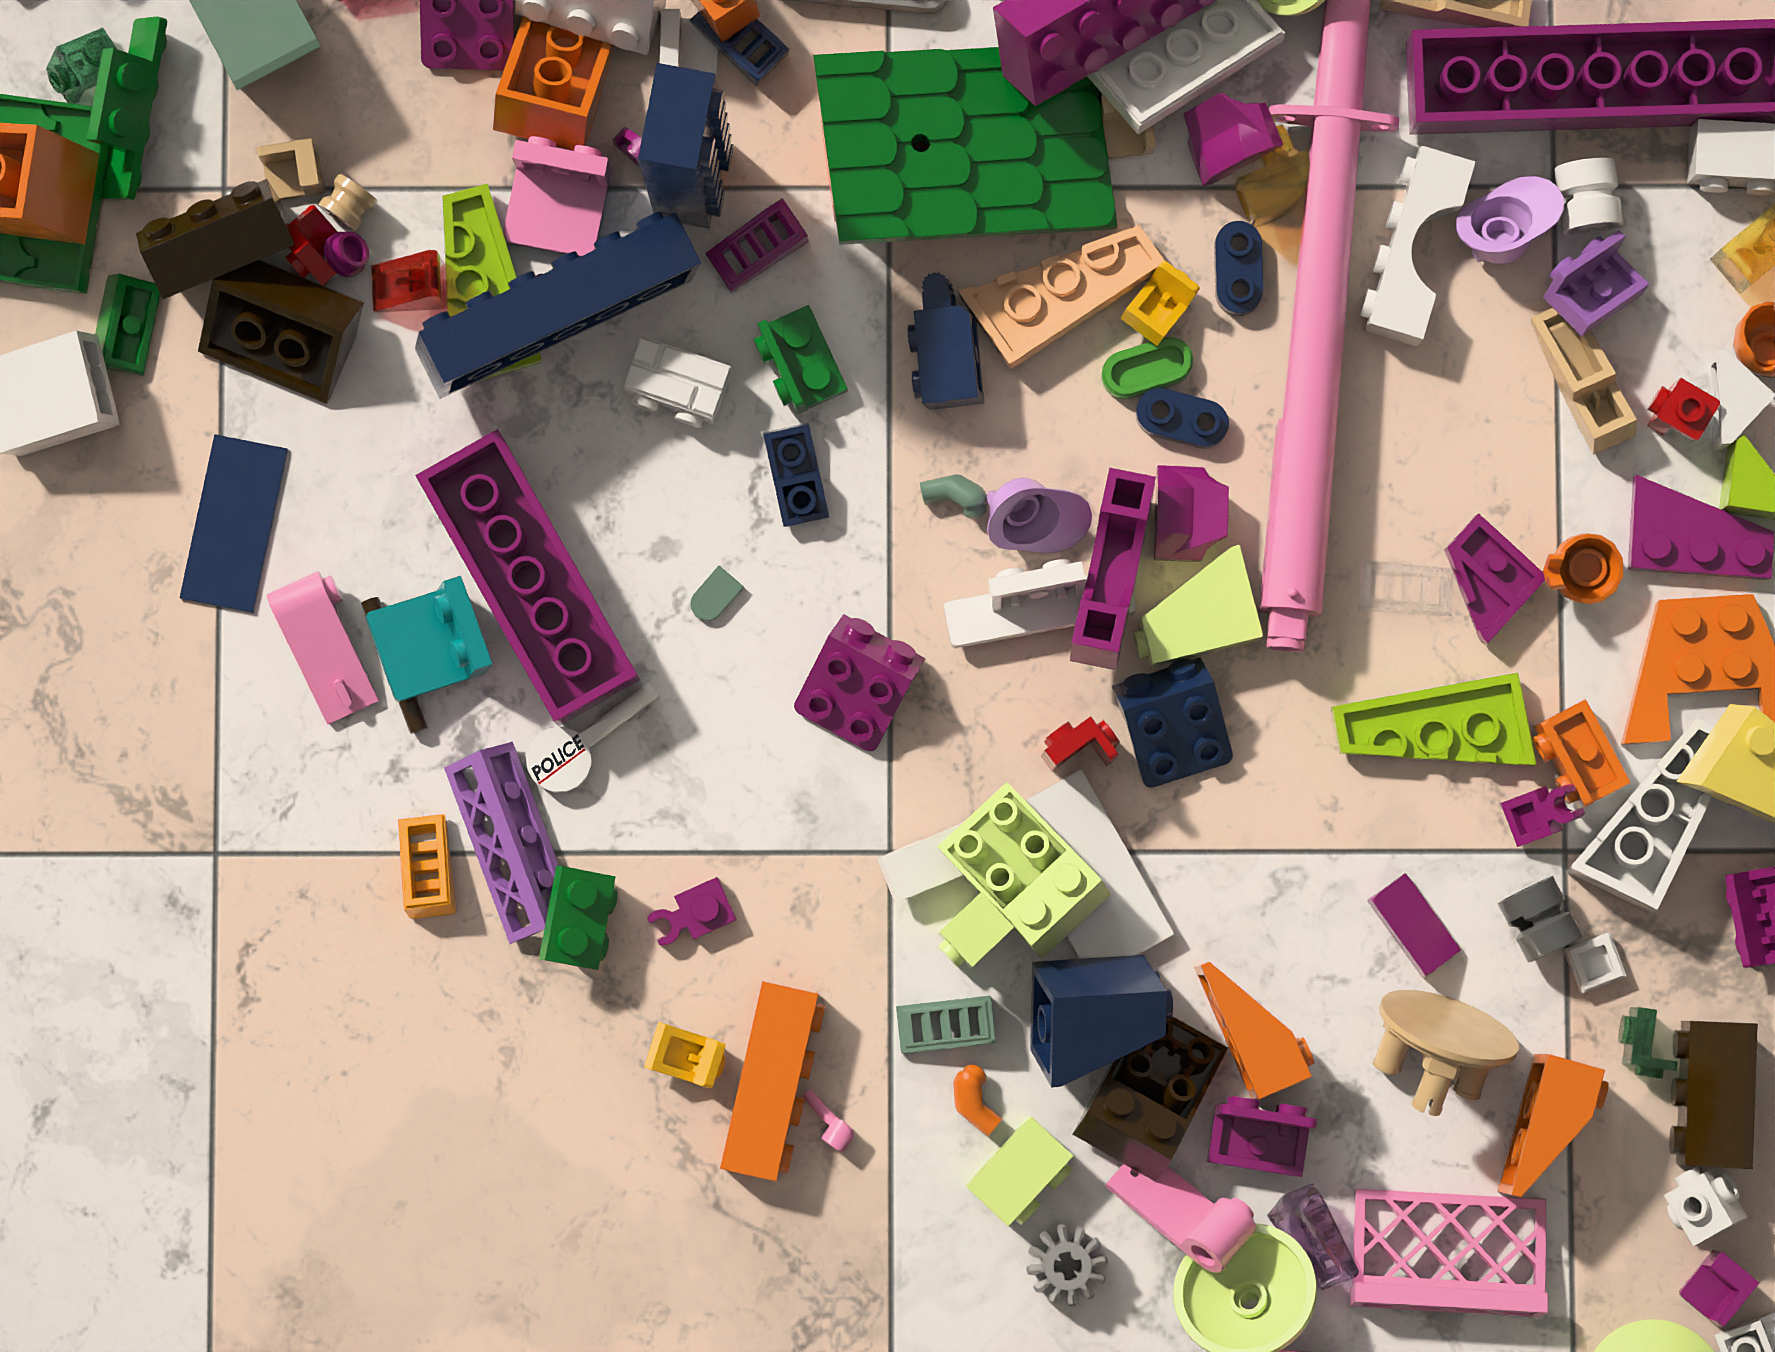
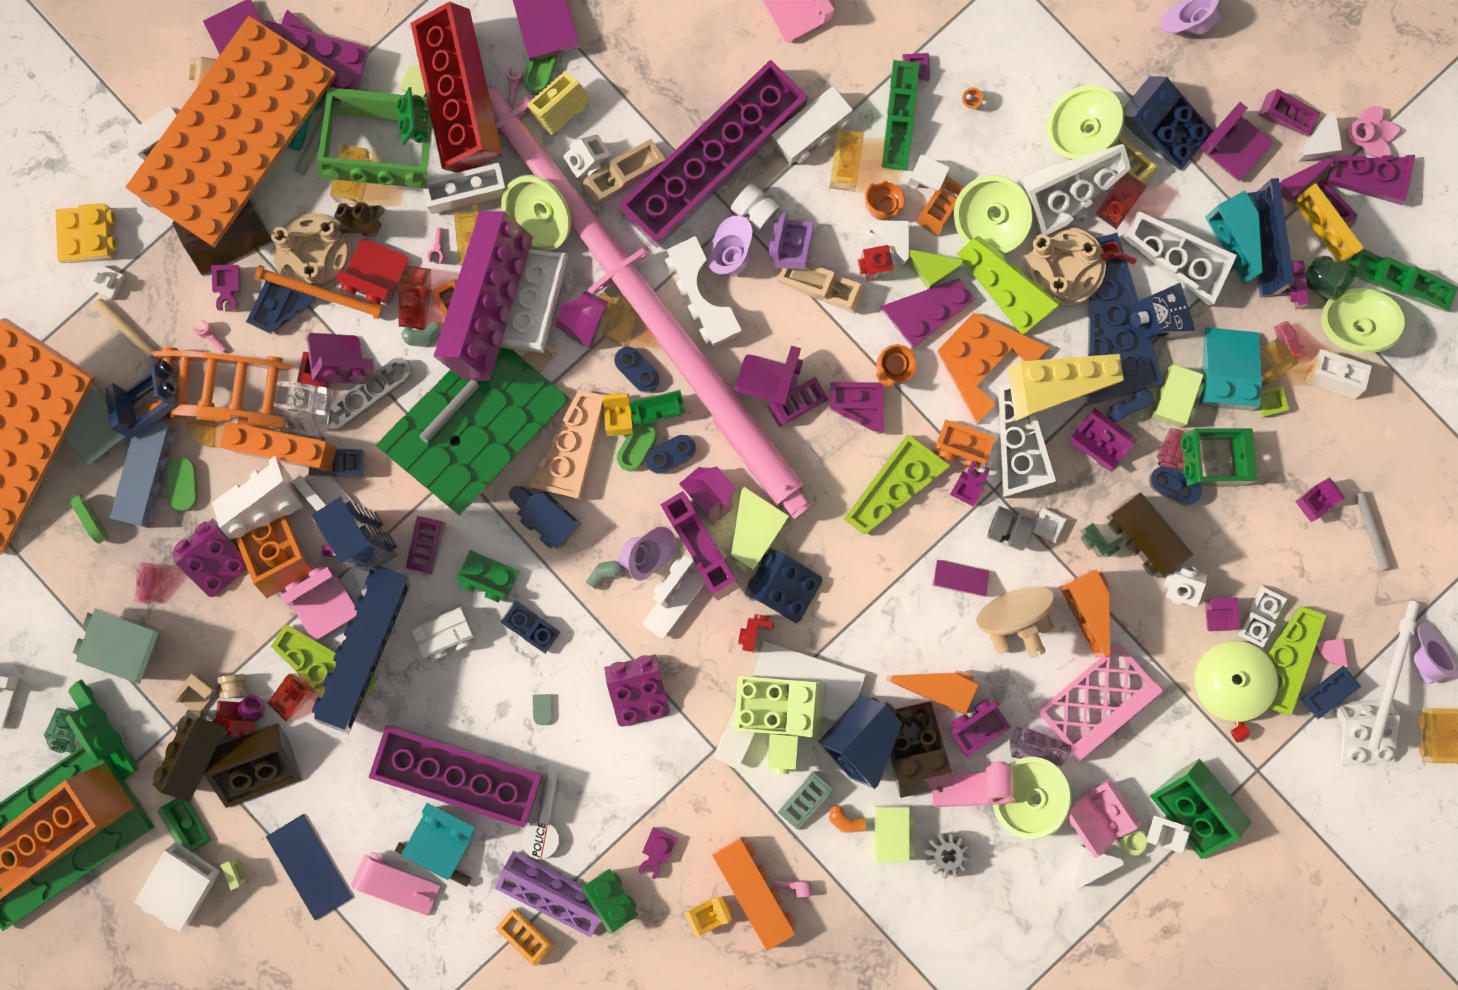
camera: 45 degrees left, 0 degrees up
(132, 443) = (233, 874): none -> yellowish green tile
(947, 98) = (449, 411): none -> light grey bar
(1220, 340) = (658, 406): none -> green hinge
(1374, 489) = (779, 413): none -> magenta slope
(1402, 435) = (769, 378): none -> magenta bracket

